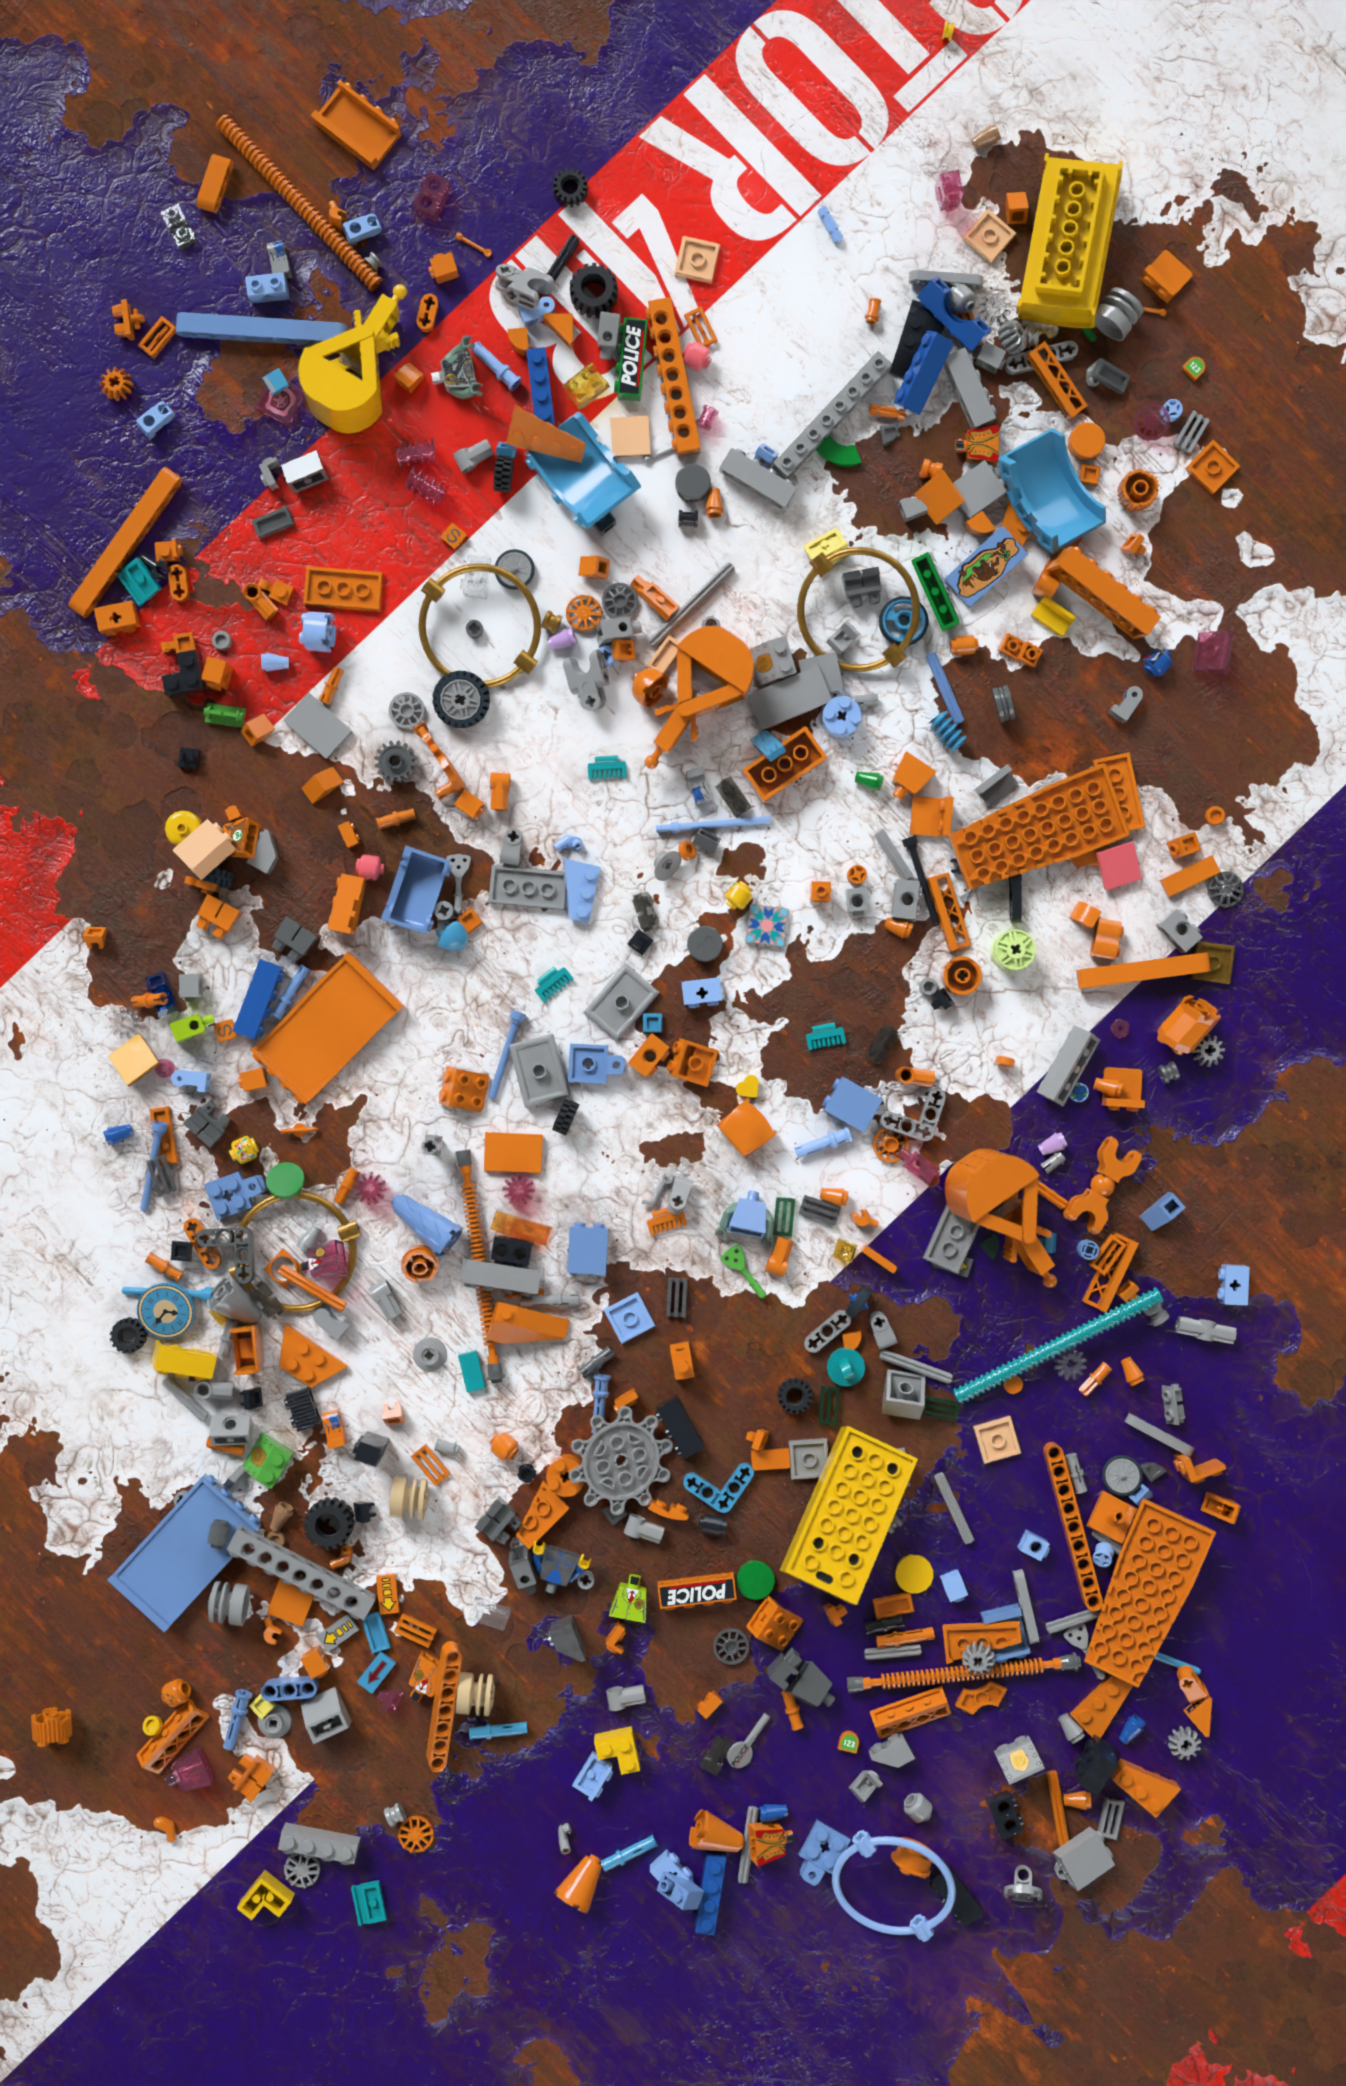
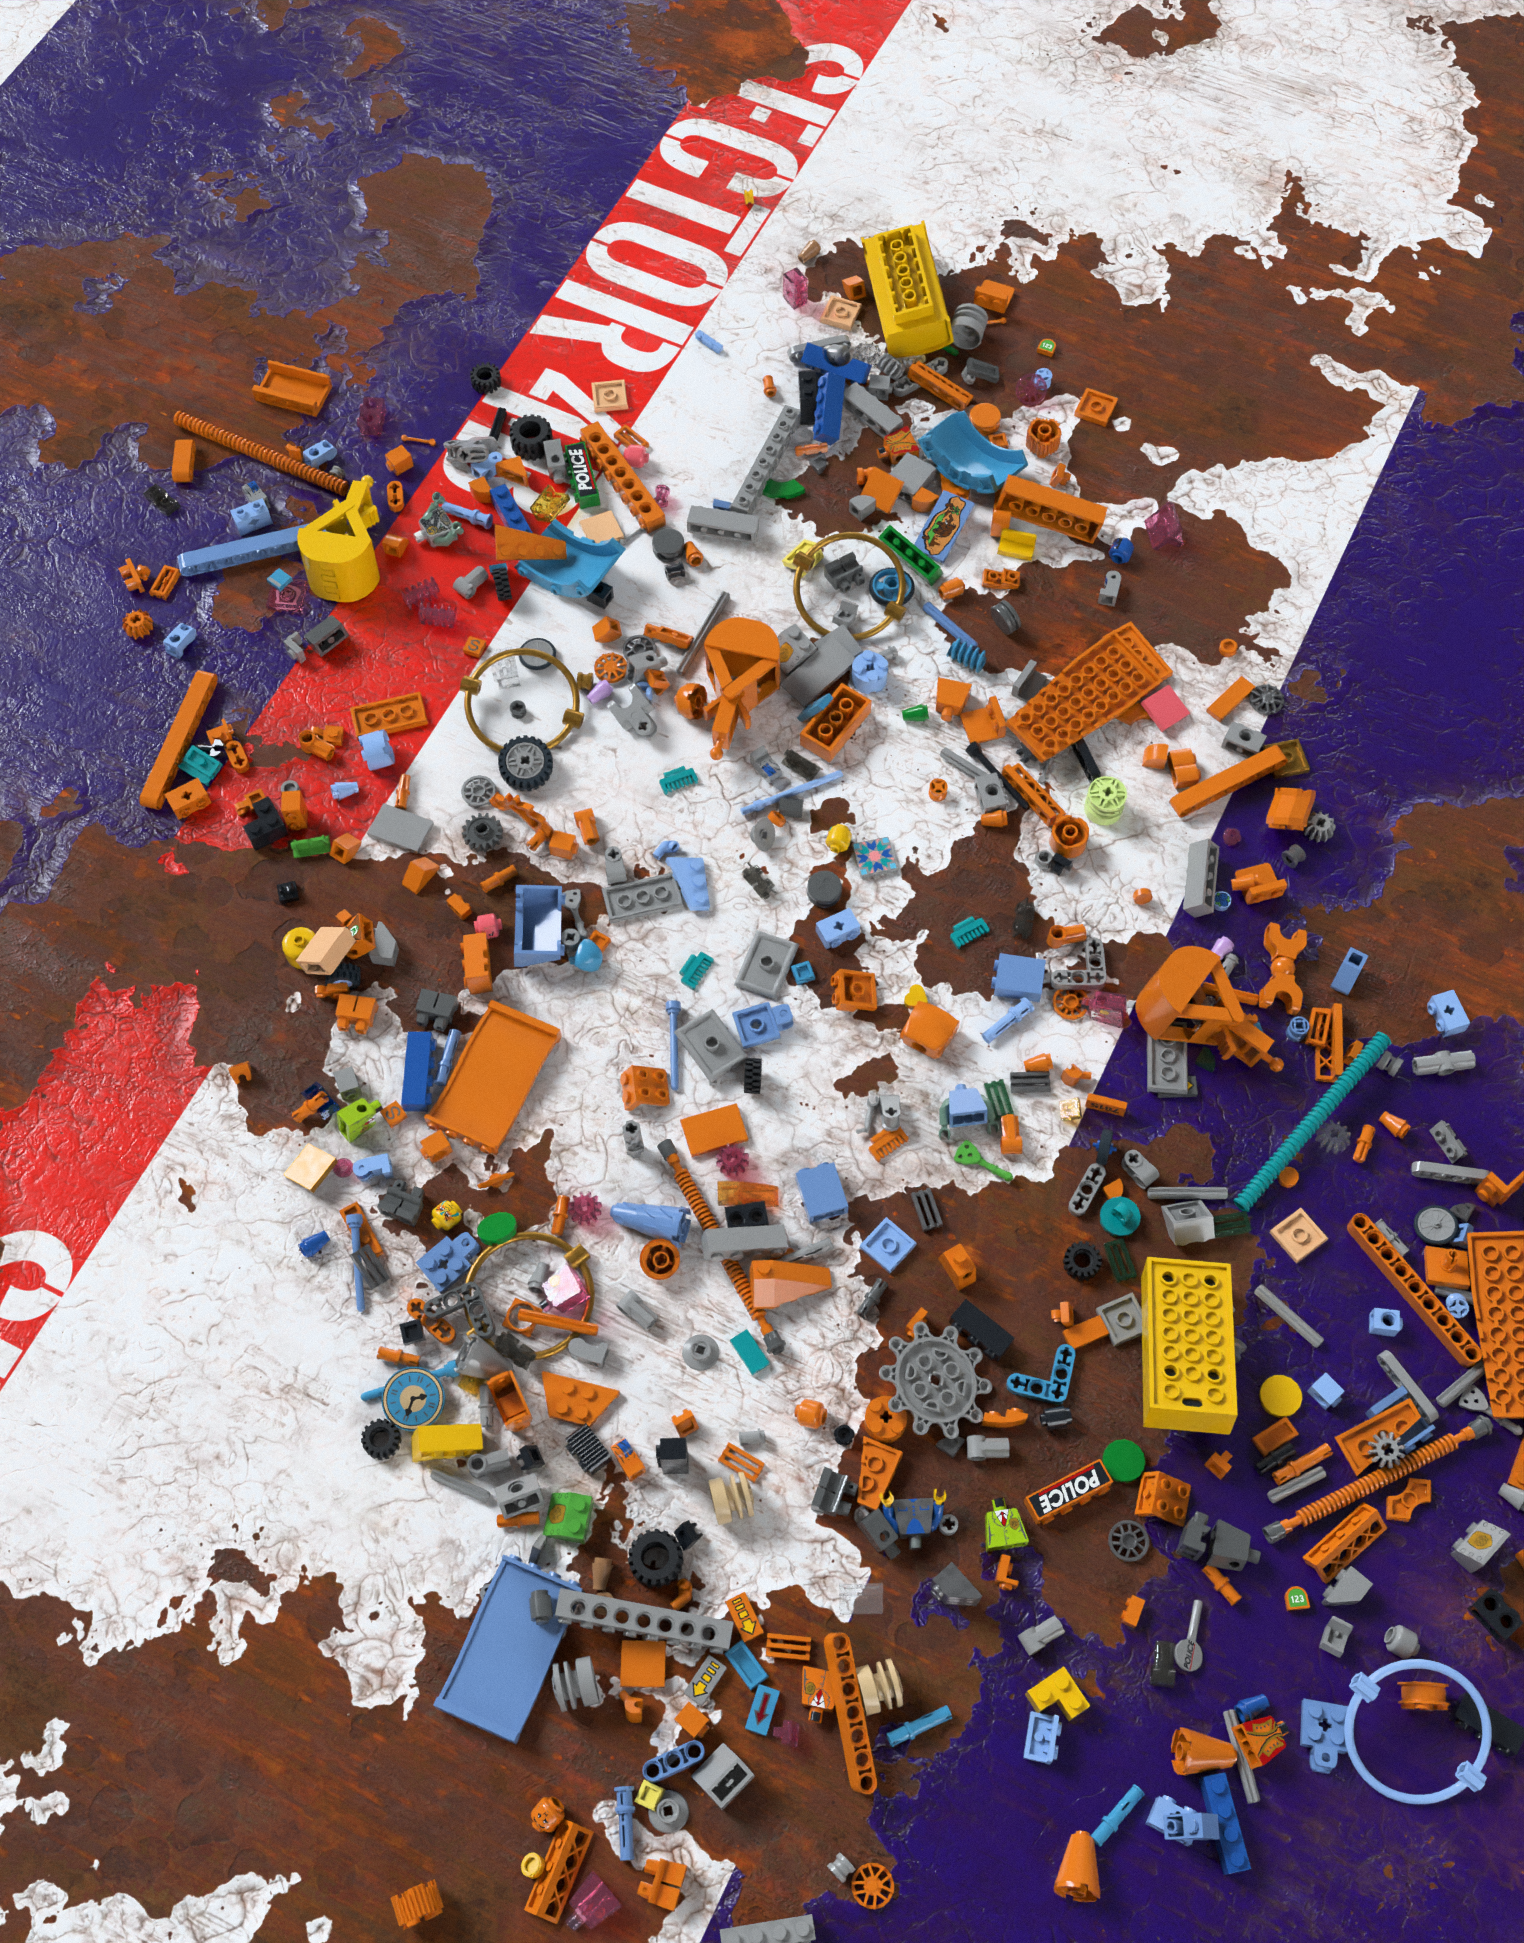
camera: 15 degrees left, 25 degrees down
(120, 1027) = (287, 1132): clear gear -> none
(273, 522) = (309, 685): dark grey tile -> none
(564, 1845) = (1034, 1817): light grey arm -> none
(600, 1394) = (887, 1327): medium blue pin -> none
(640, 942) = (764, 908): black tile -> none
(651, 1044) = (811, 1009): orange brick -> none
(664, 655) = (696, 673): light nougat tile -> none
(820, 891) = (911, 812): orange brick -> none
(856, 892) = (947, 802): light grey brick -> none
(1183, 845) = (1213, 675): orange bracket -> none
(1199, 418) = (1068, 379): light grey tile -> none

